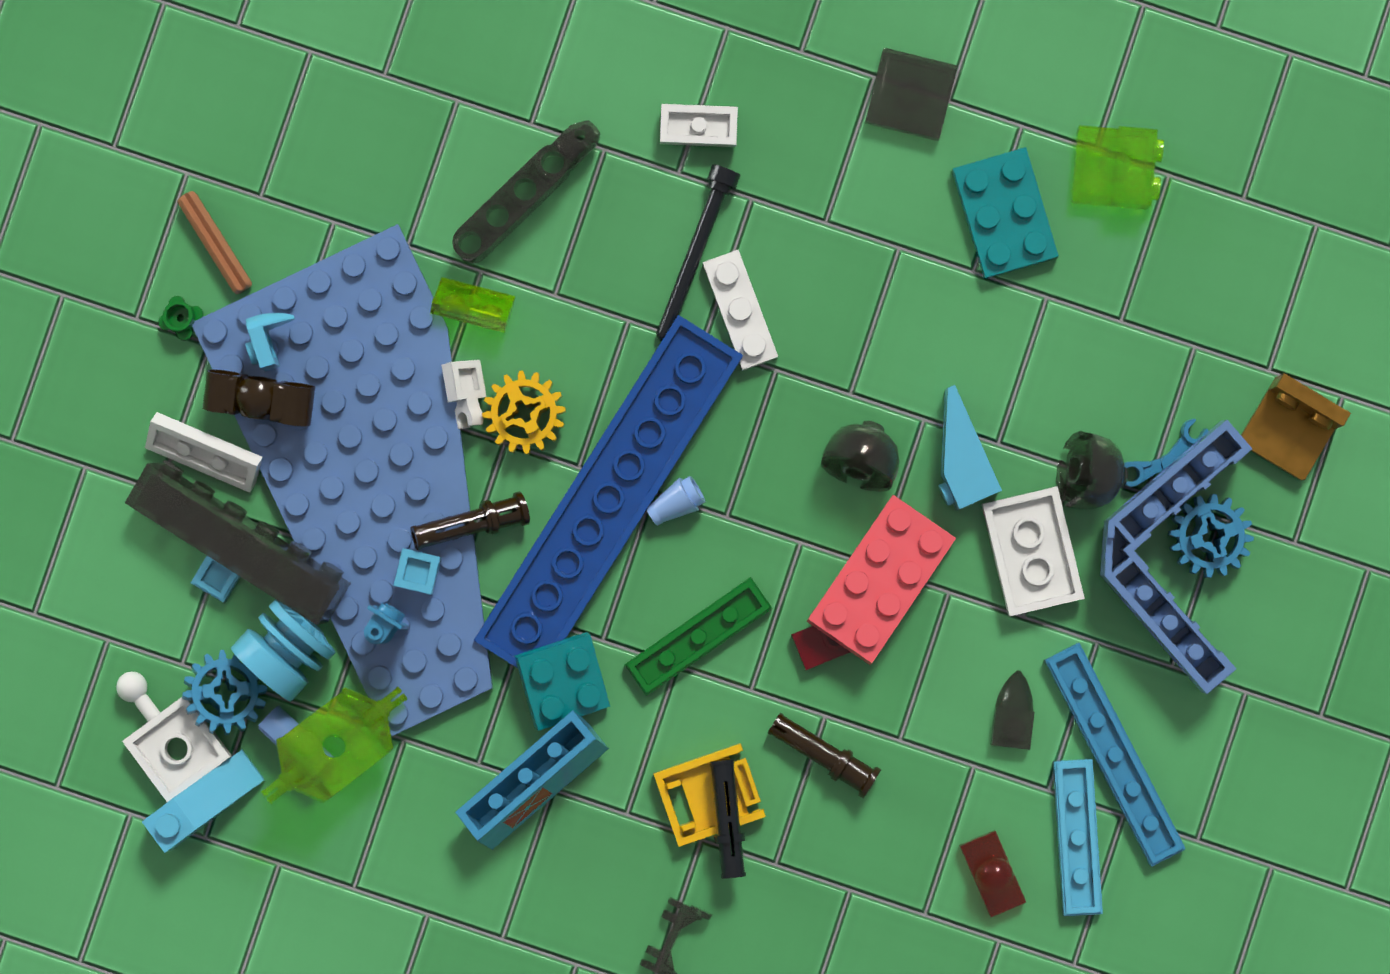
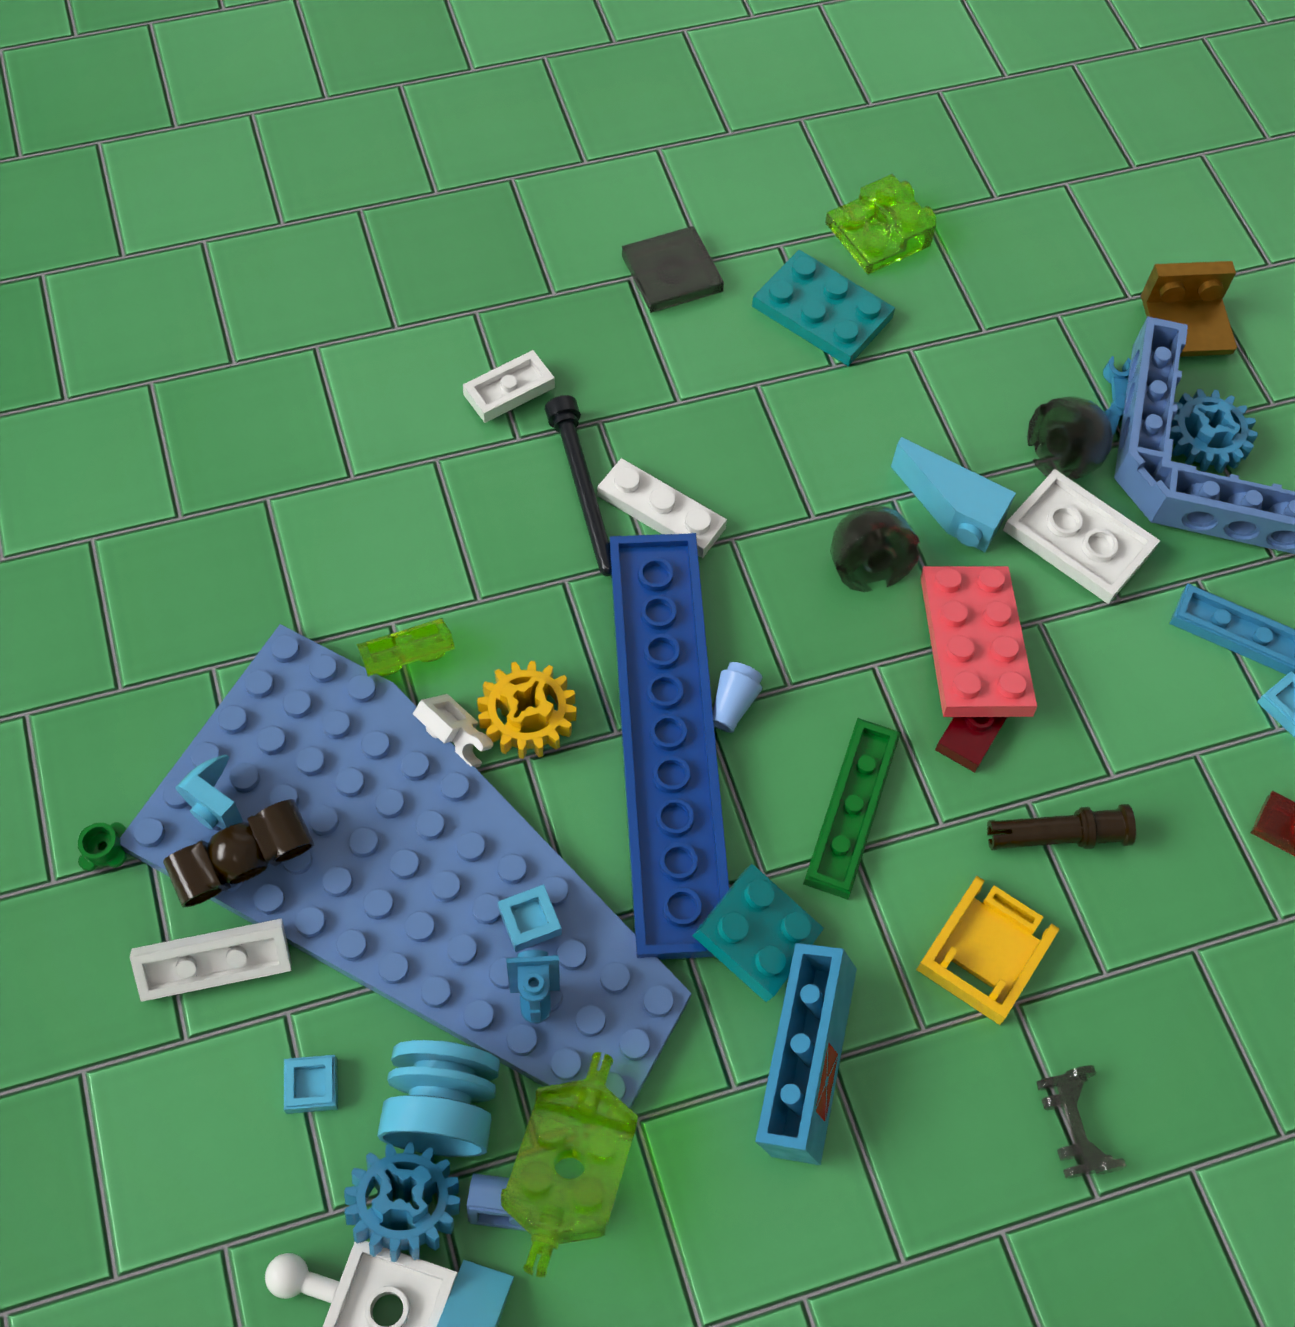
camera: 40 degrees left, 25 degrees down
(214, 242) = (96, 754): nougat axle -> none
(238, 542) = (307, 1020): clear smoke brick -> none
(488, 512) = (563, 824): dark brown pin -> none
(567, 148) = (403, 469): clear smoke piece -> none
(723, 774) = (1031, 951): black pin -> none
(1013, 714) = (1191, 687): clear smoke plate -> none

